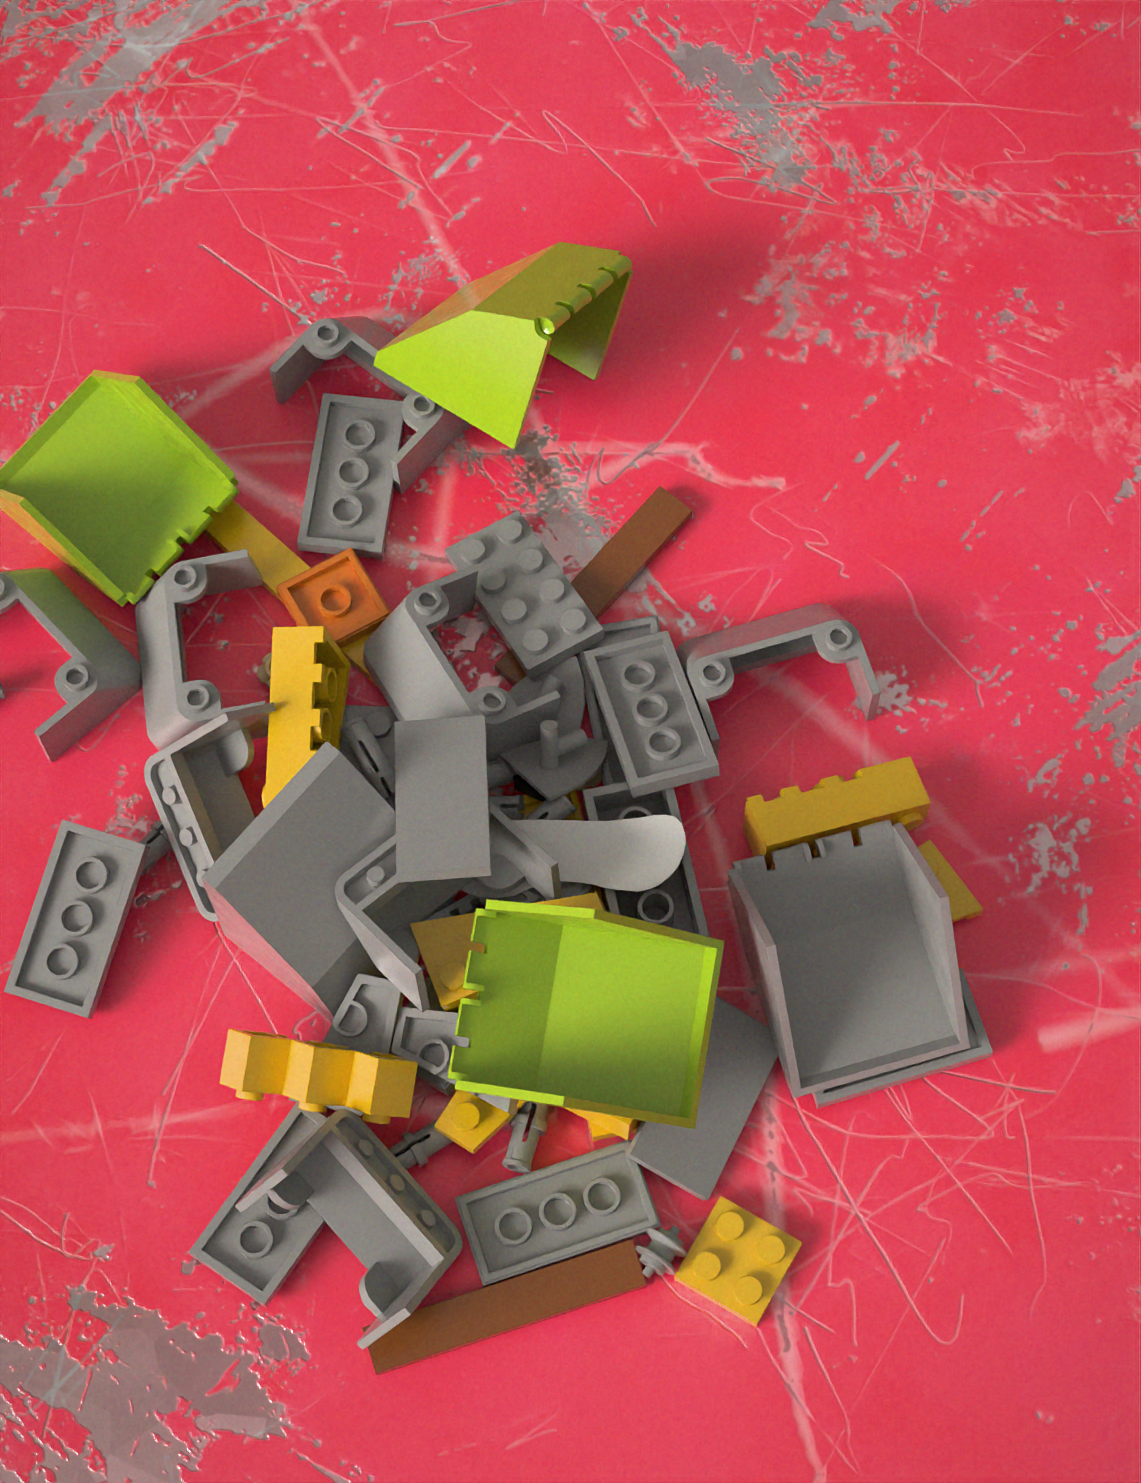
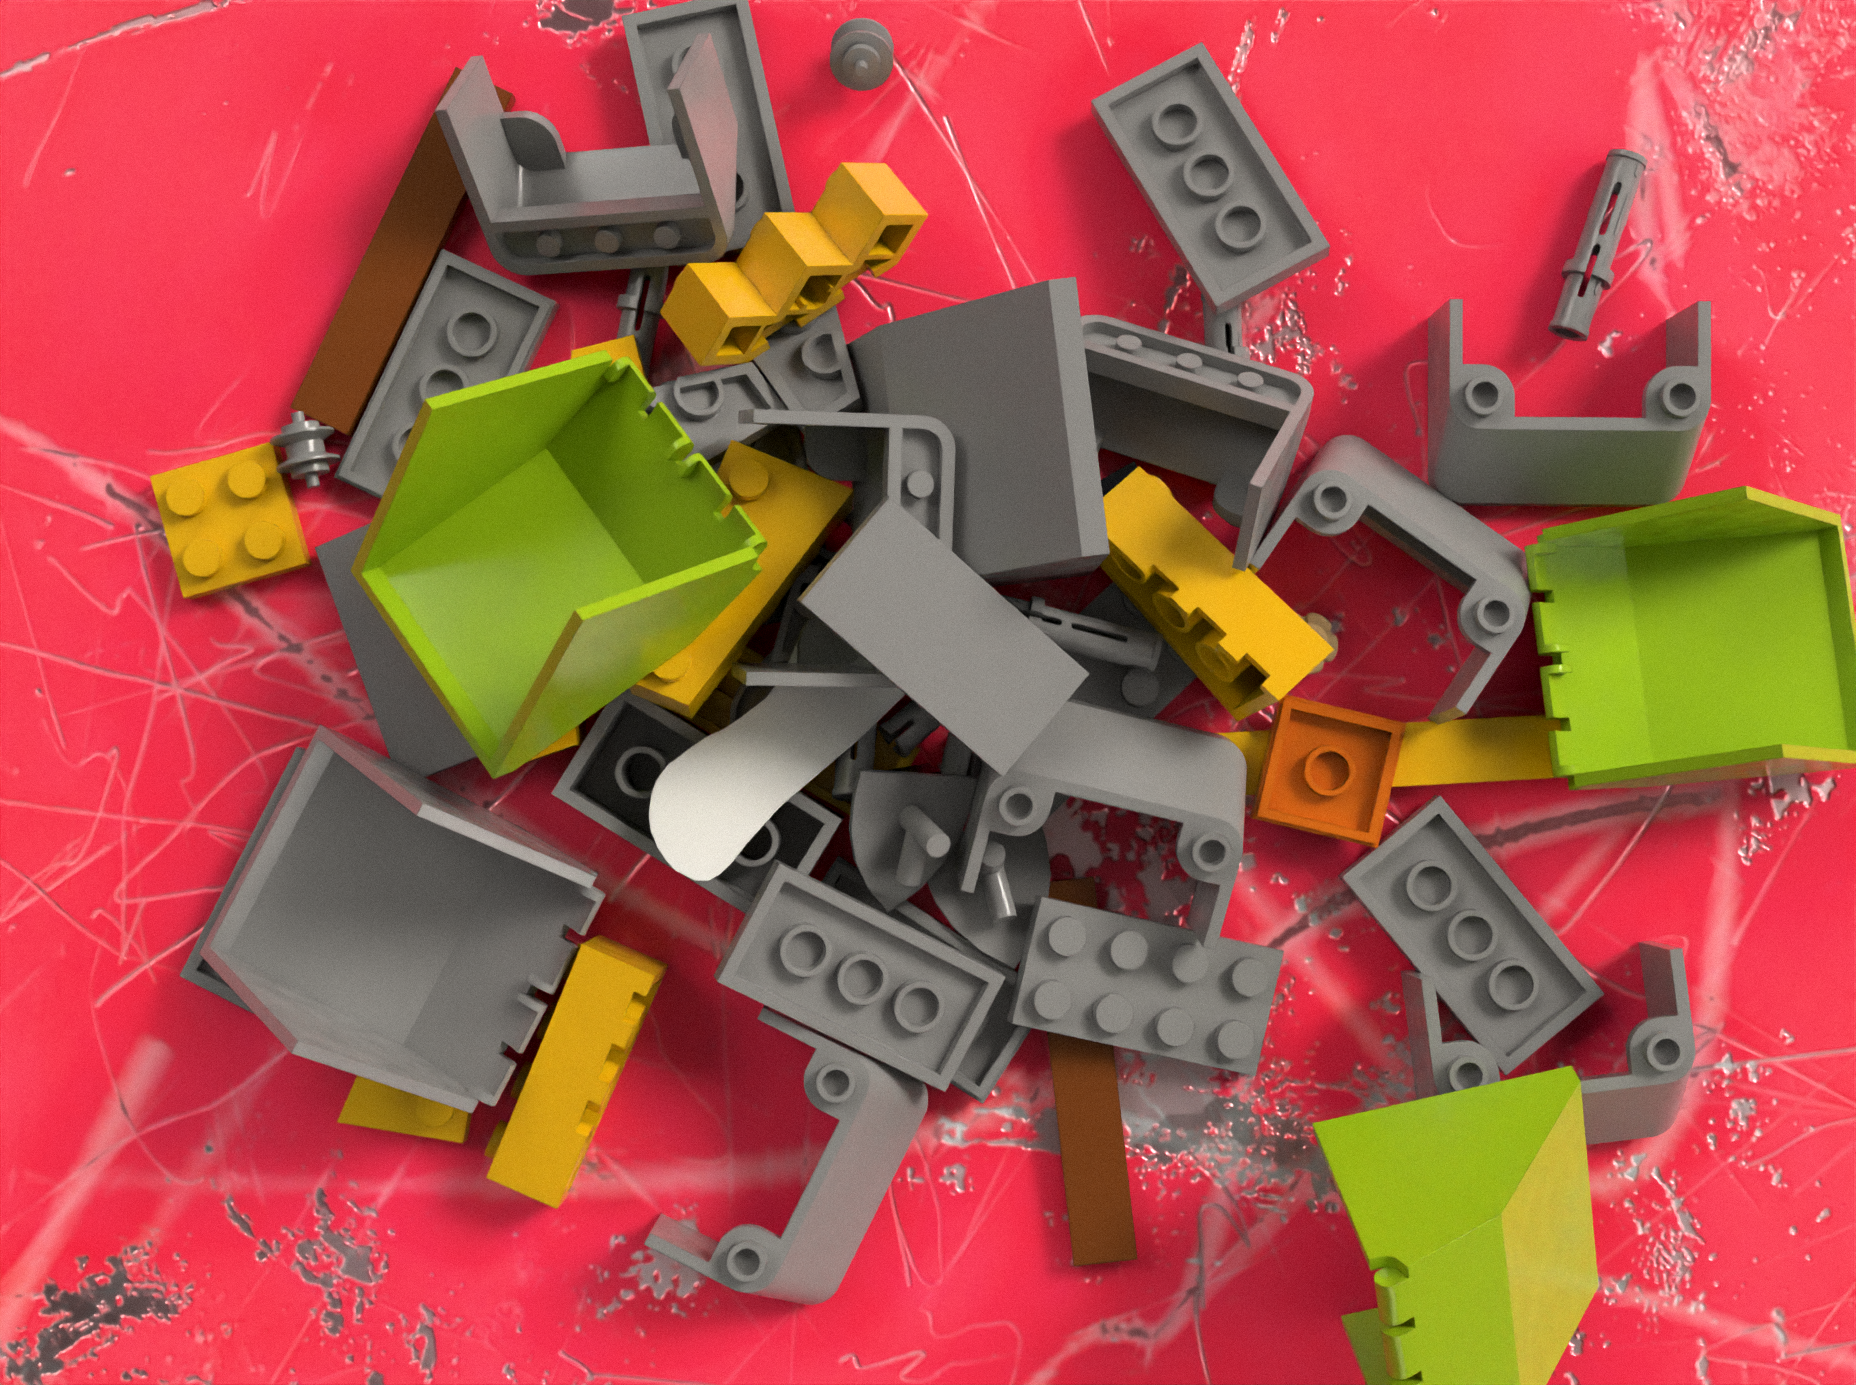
camera: 130 degrees right, 20 degrees up
(169, 1158) = (861, 54): none -> light grey wheel

